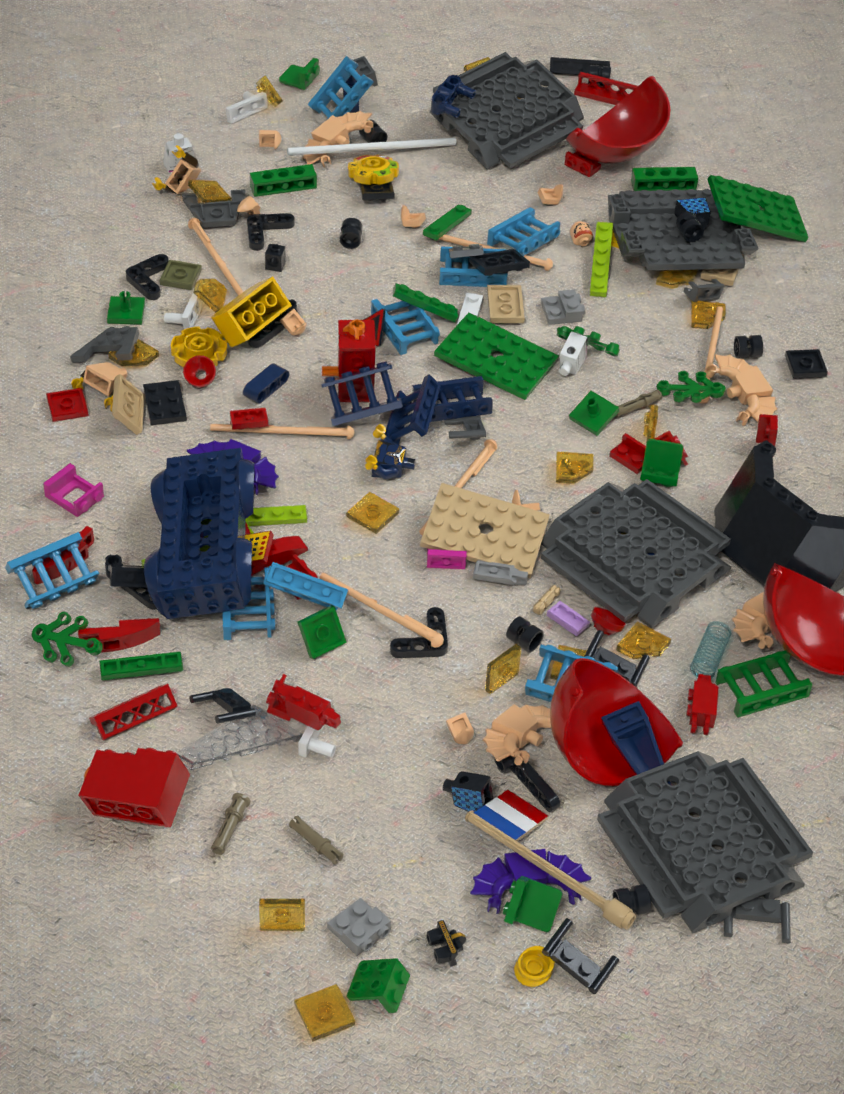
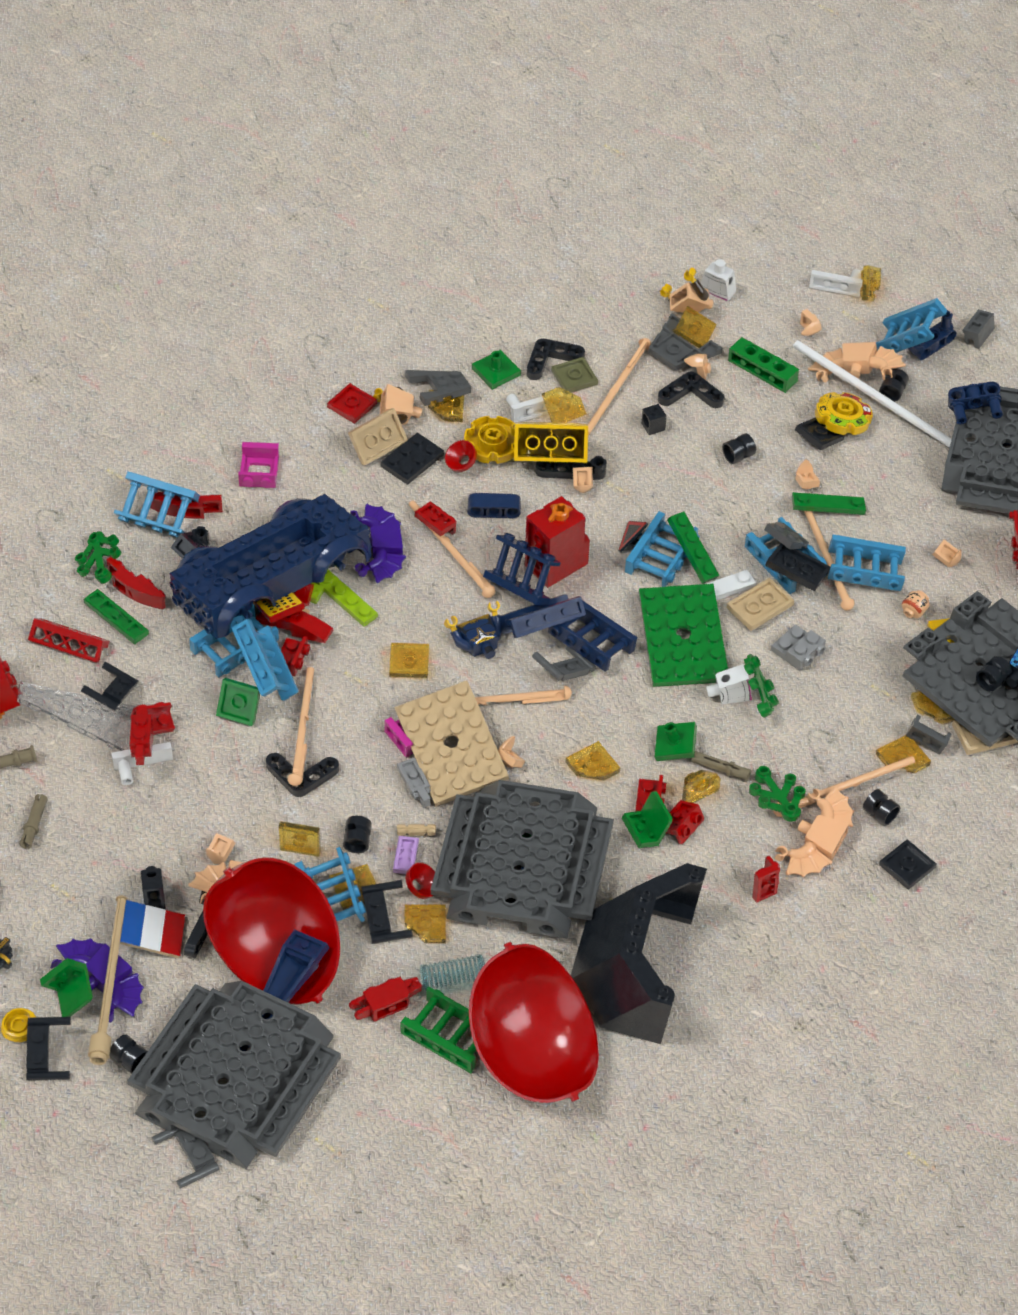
camera: 55 degrees right, 5 degrees up
(301, 76) = (924, 289): green bracket -> none
(601, 259) = (893, 637): lime plate -> none

